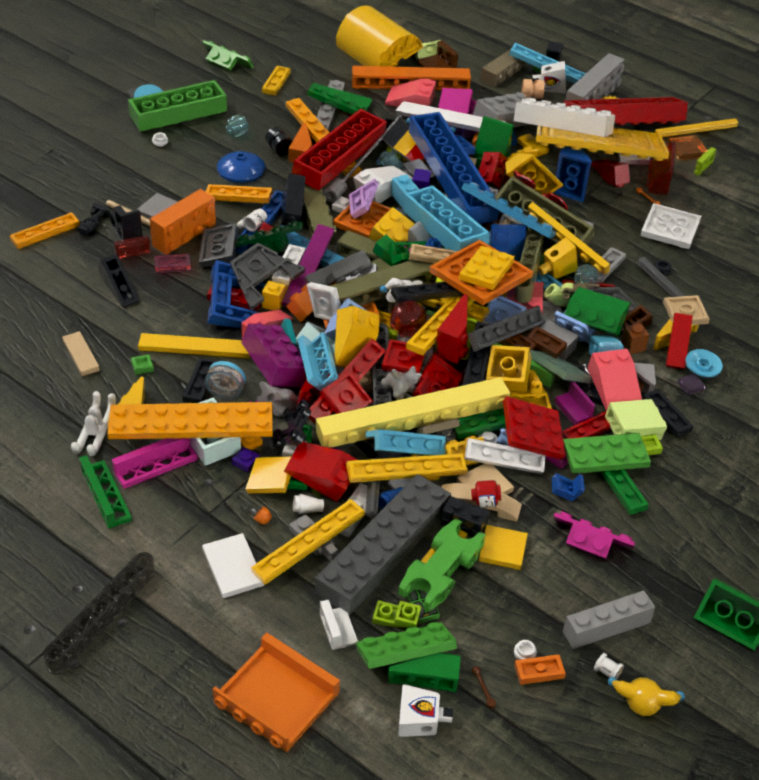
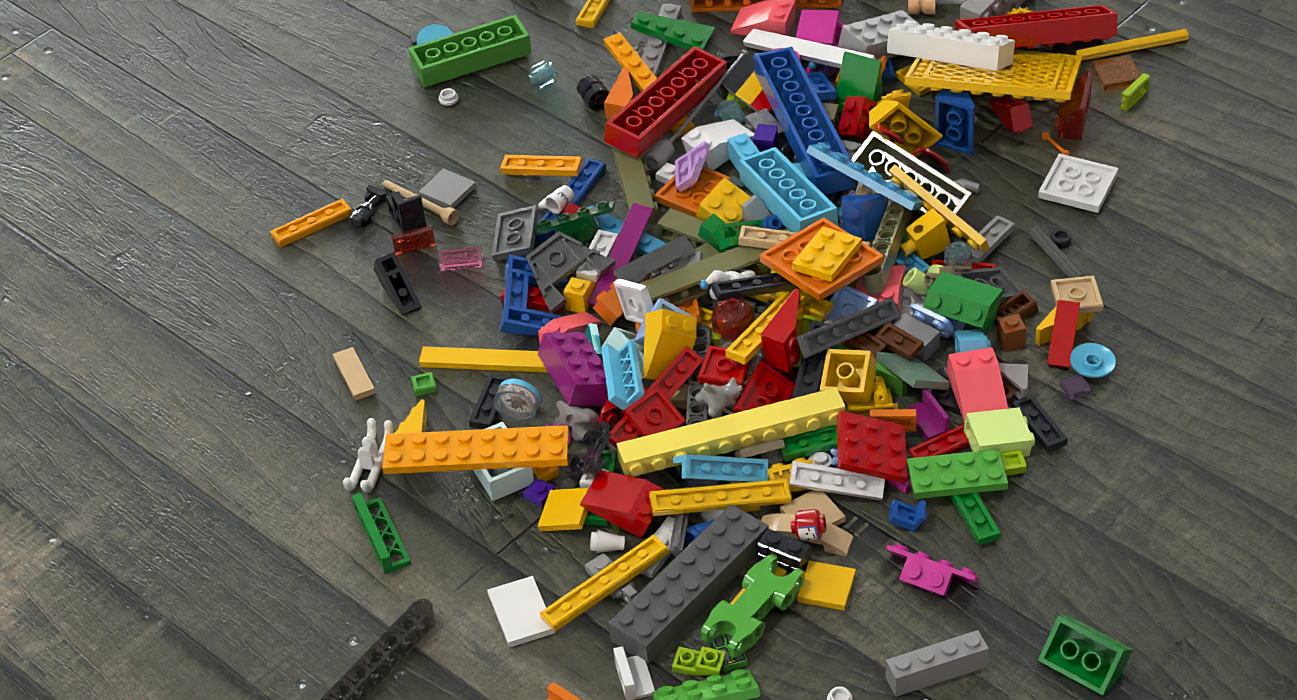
camera: 10 degrees right, 0 degrees up
(152, 456) = (433, 492): dark pink fence -> none
(182, 221) = (473, 205): orange brick -> none
(240, 167) = (546, 128): blue dish -> none
(263, 516) = (556, 556): orange hinge -> none
(292, 199) = (605, 171): black slope -> none
(555, 403) = (900, 416): none -> orange plate

